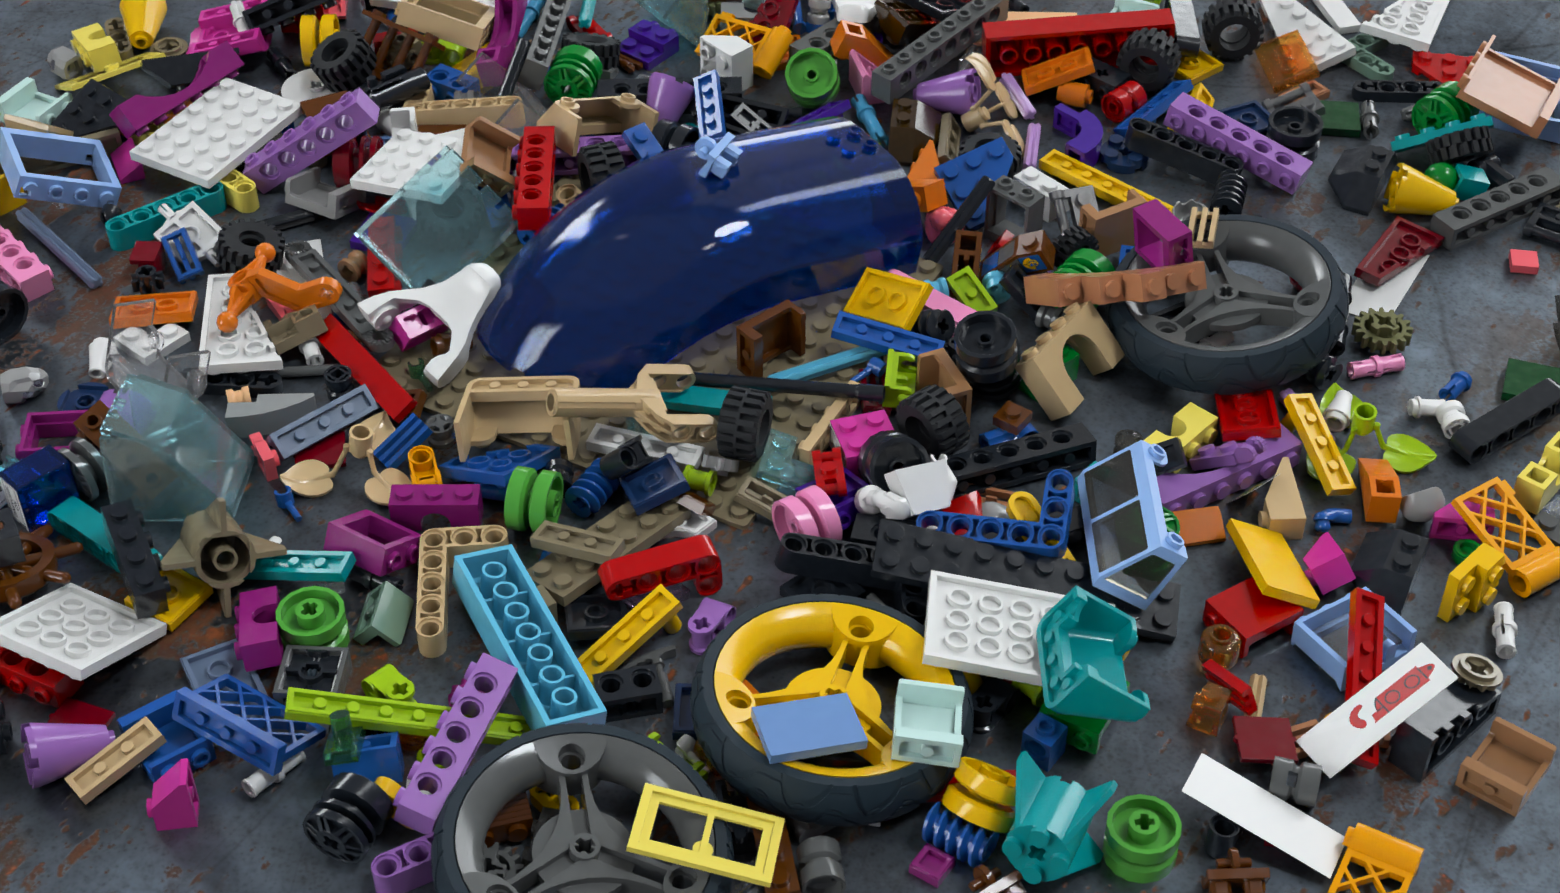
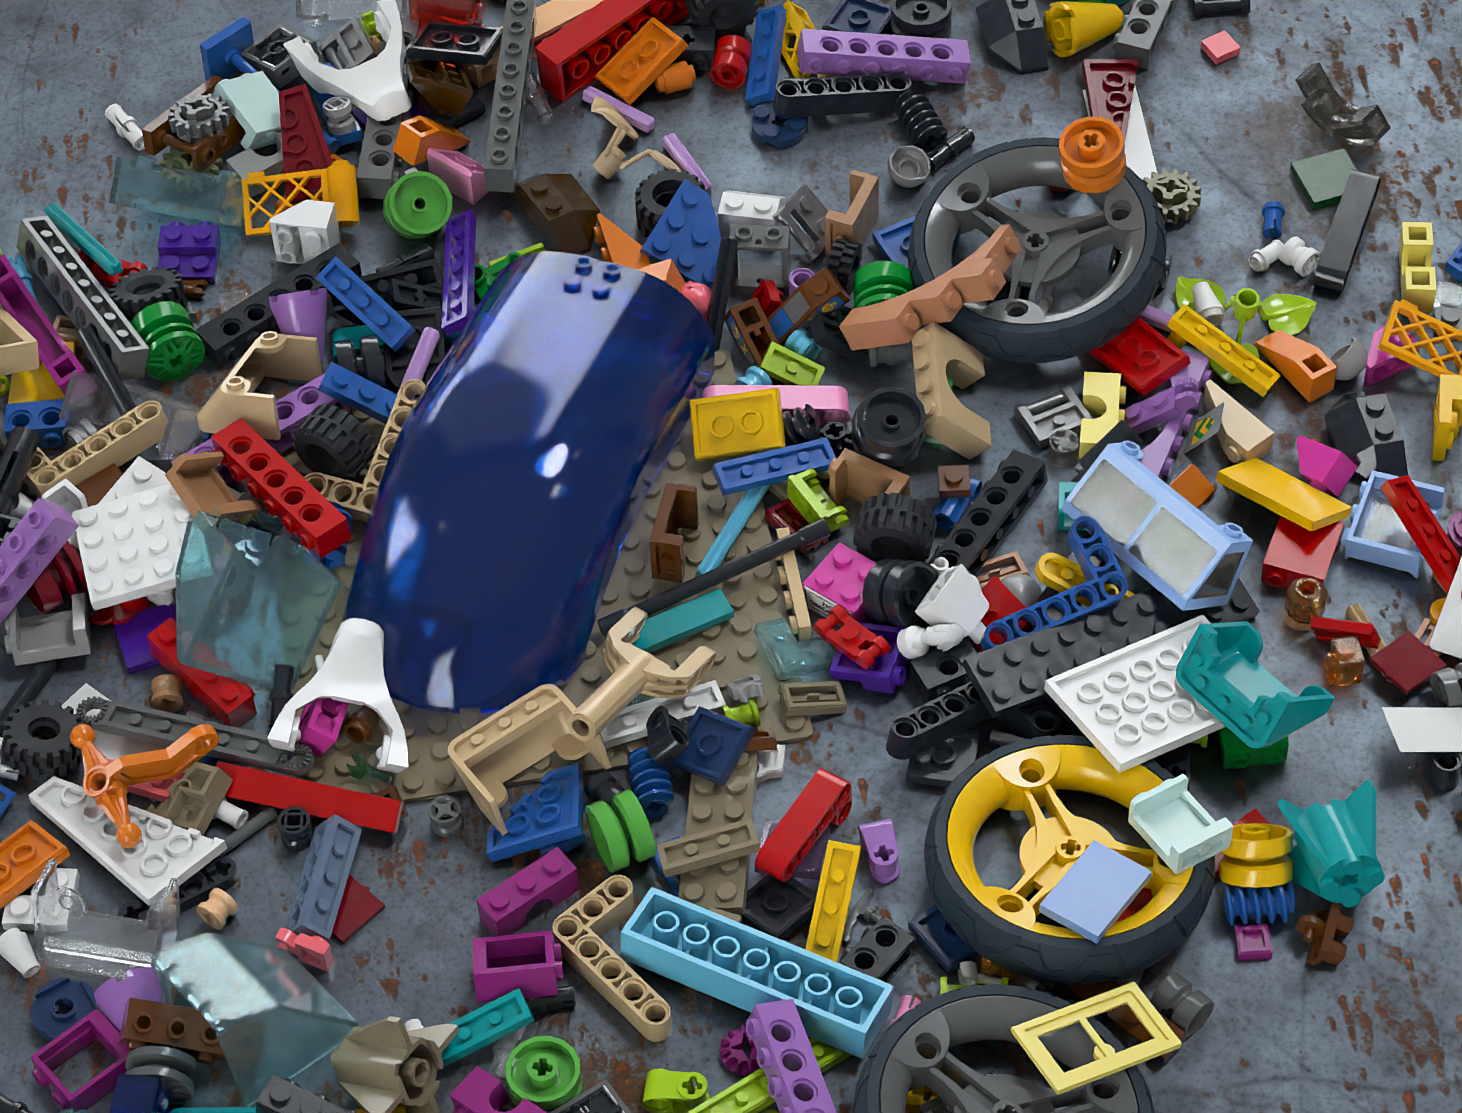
camera: 35 degrees left, 10 degrees up
(268, 413) = (262, 901): light grey slope -> none
(287, 501) = (374, 980): blue hand -> none
(312, 477) = (385, 859): tan plant -> none
(384, 614) = (588, 1029): sand green panel -> none
(399, 439) = (414, 847): blue tile -> none
(423, 466) = (483, 871): light orange piece -> none
(718, 156) = (517, 376): light blue hips -> none
(744, 423) = (741, 635): black tyre -> none
(808, 514) = (877, 696): bright pink wheel -> none
(867, 115) = (498, 217): dark azure pin -> none
(874, 366) = (783, 500): blue hand -> none
(948, 139) = (610, 205): dark tan tile -> none
(951, 92) = (560, 146): medium lavender cone -> none
(1044, 740) = (1247, 776): blue brick -> none
(1083, 175) = (793, 172): yellow plate -> none
(1085, 131) = (729, 119): dark purple arch -> none
(1141, 420) = (1062, 417): none -> flat silver plate
(1141, 838) = (1401, 810): bright green wheel -> none
(1156, 222) = (955, 208): magenta window -> none
(1204, 215) = (956, 167): tan tile -> none
(1313, 246) = (1092, 154): none -> orange wheel
(1331, 515) = (1279, 415): blue arm -> none
(1375, 366) = (1191, 236): bright pink pin -> none
(1463, 549) = (1409, 384): green tile -> none

